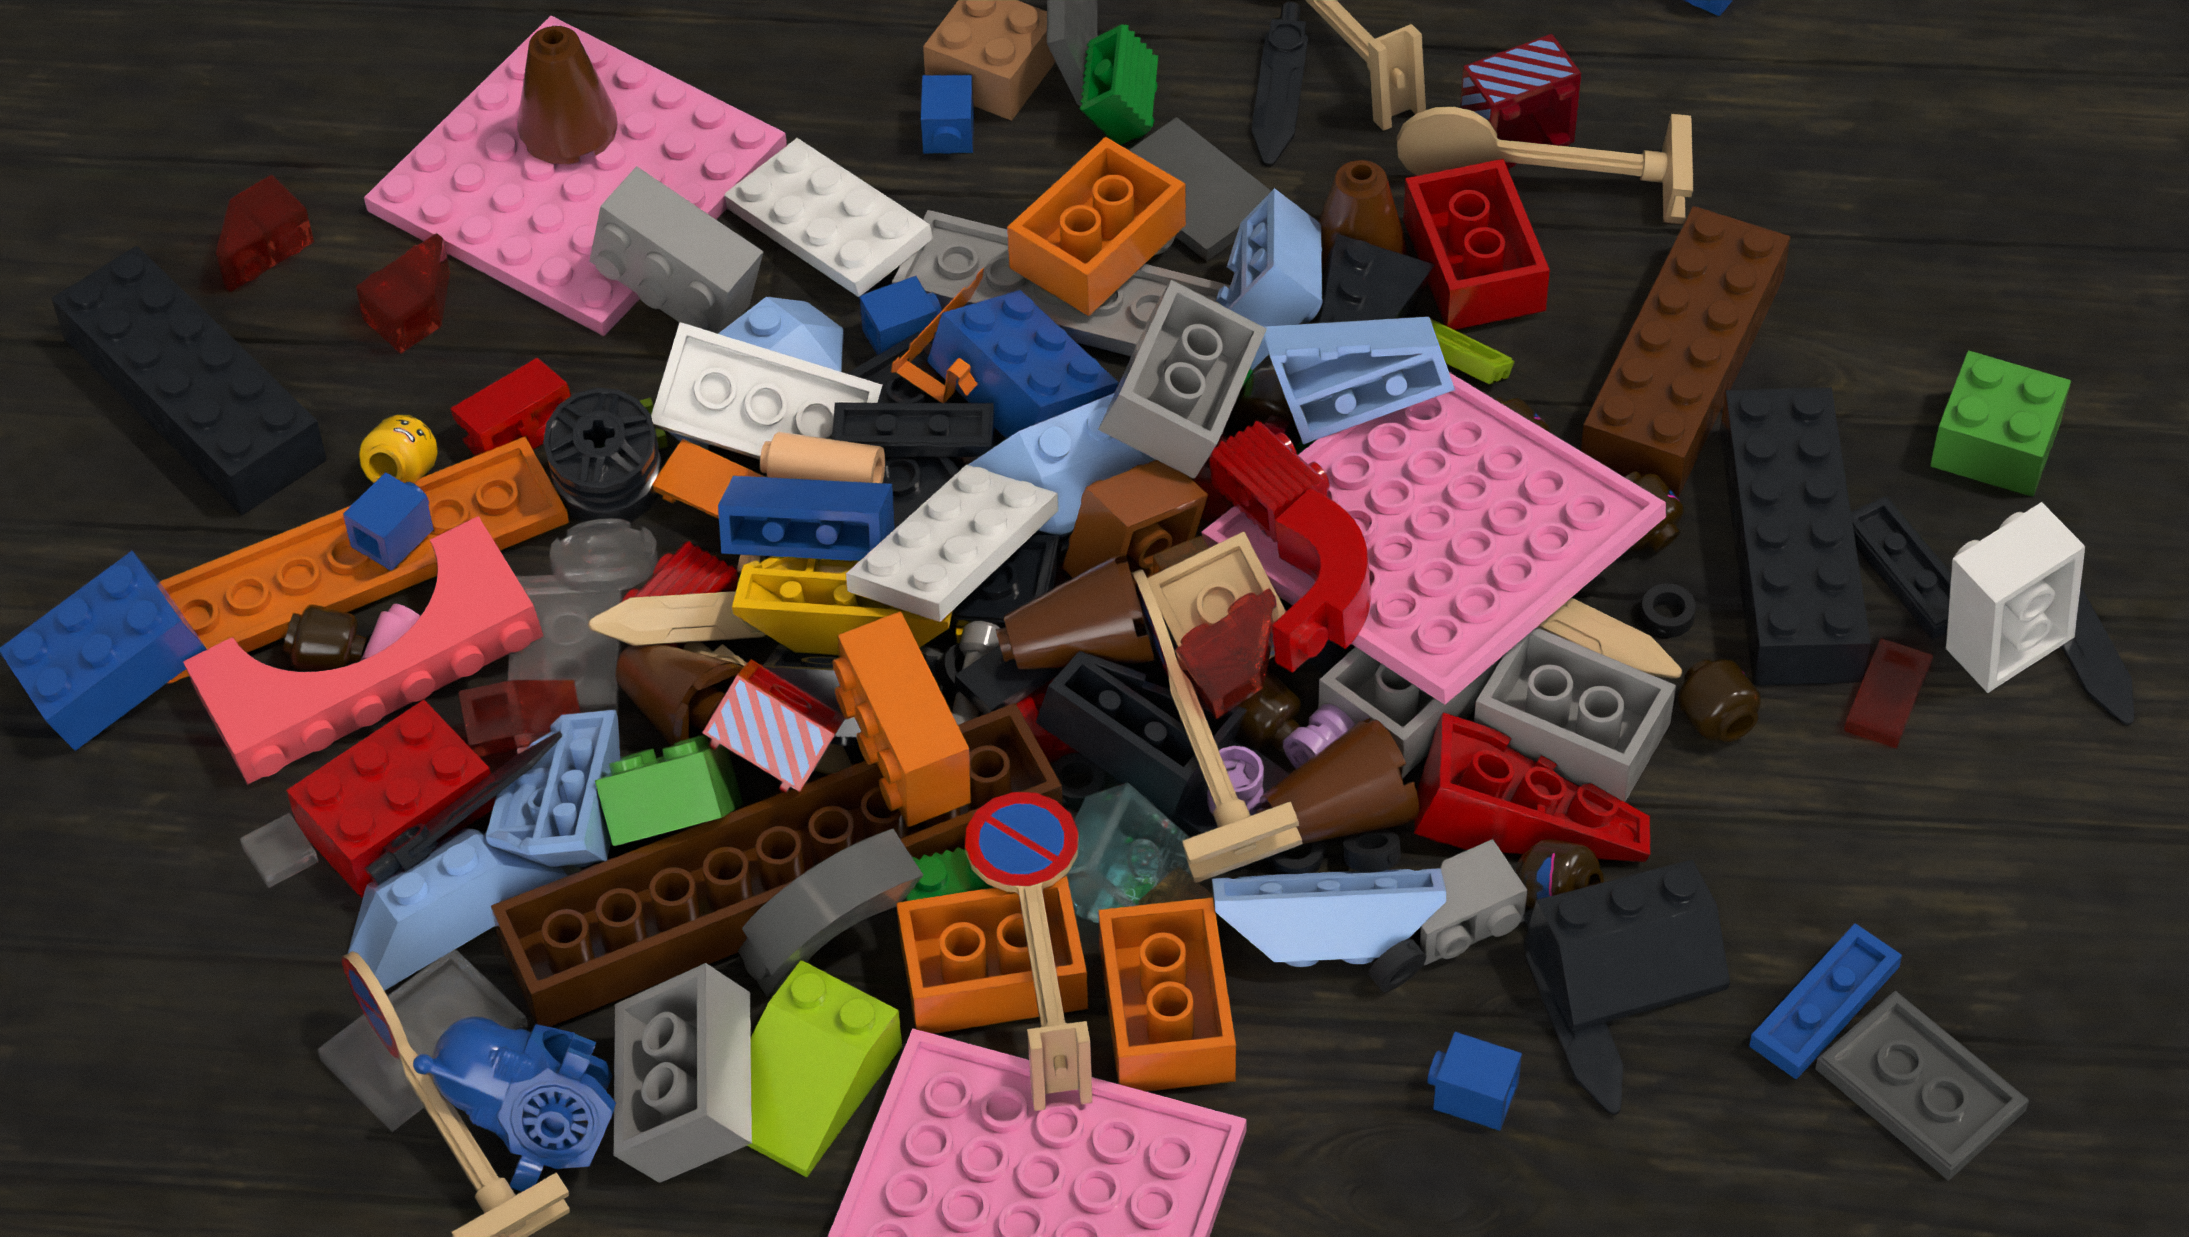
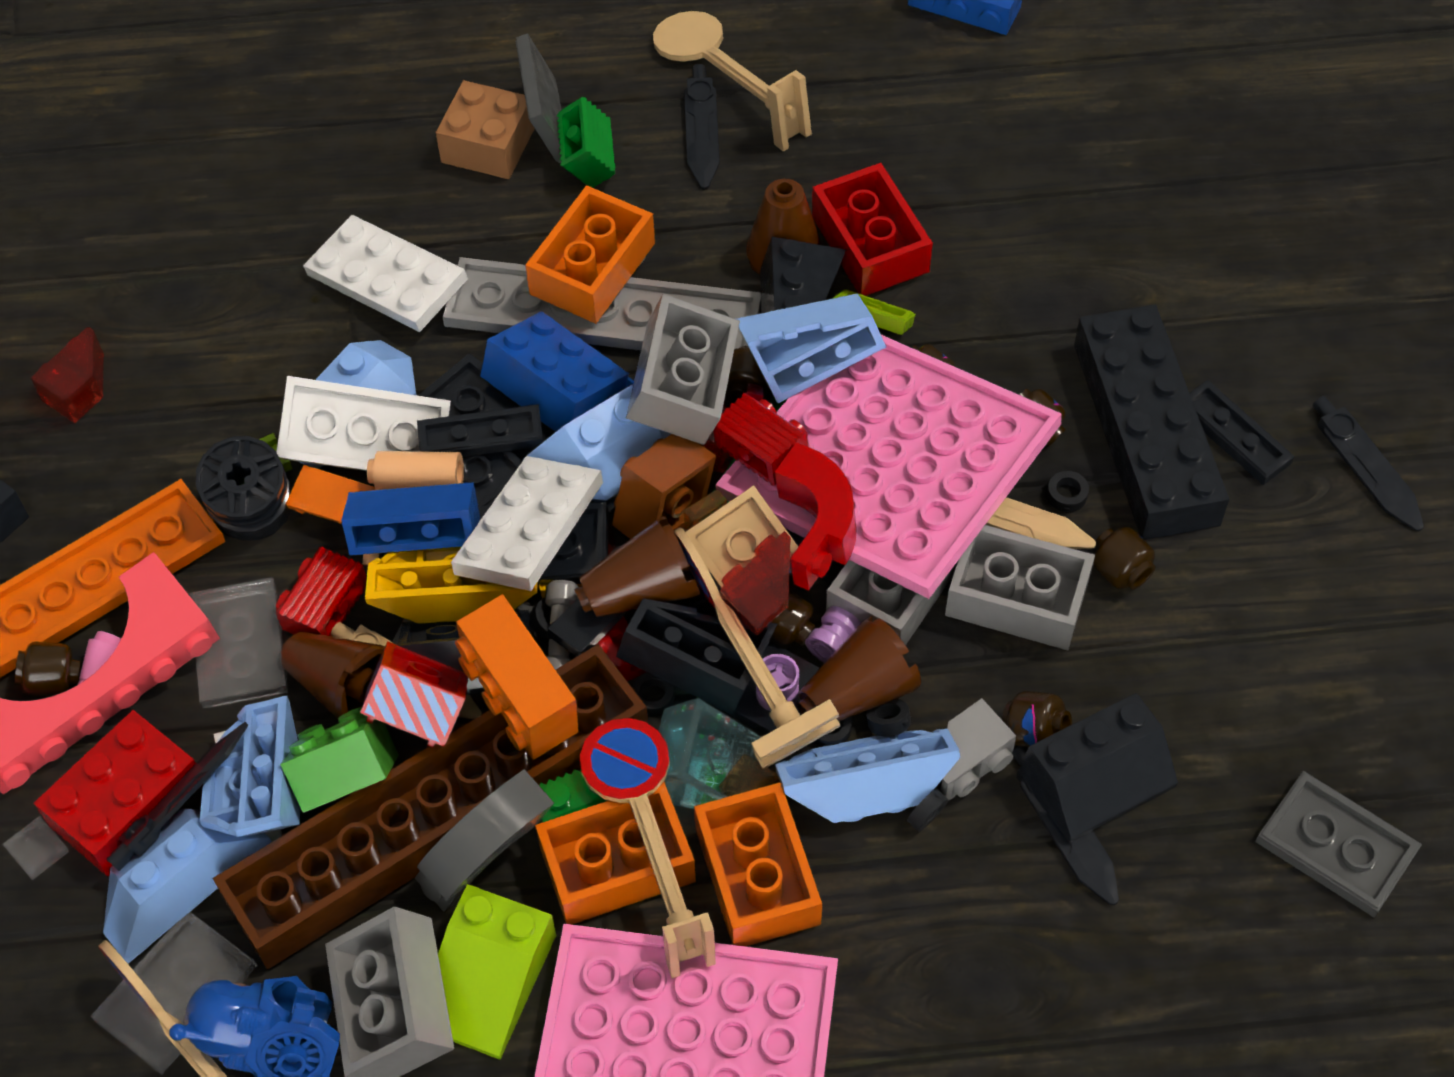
camera: 10 degrees left, 5 degrees up
(388, 520) = (84, 564): blue brick -> none
(400, 448) = (83, 505): yellow head -> none
(511, 408) = (168, 457): red hinge -> none
(514, 712) = (208, 708): clear red slope -> none
(539, 219) = (187, 265): bright pink plate -> none
(563, 100) = (169, 210): reddish brown cone -> none
(603, 556) = (257, 566): clear tile -> none
(674, 254) = (274, 320): light grey brick -> none
(674, 620) = (319, 614): tan piece -> none
(897, 313) = (452, 340): blue brick -> none
(947, 114) = (461, 181): blue brick -> none
(957, 369) = (507, 381): orange piece -> none
(1216, 187) = (677, 216): dark grey tile -> none
(1275, 267) = (730, 268): light blue wedge -> none
(1460, 137) = (847, 151): tan piece -> none
(1475, 1080) = (1006, 896): blue brick -> none
(1487, 791) = (973, 660): red wedge -> none
(1526, 93) = (882, 118): dark red container -> none
(1686, 348) = (1039, 288): reddish brown brick -> none
(1825, 1001) = (1253, 788): blue plate -> none
(1888, 693) = (1243, 533): clear red tile -> none
(2000, 423) = (1279, 313): bright green brick -> none
(2014, 596) = (1328, 447): white brick -> none

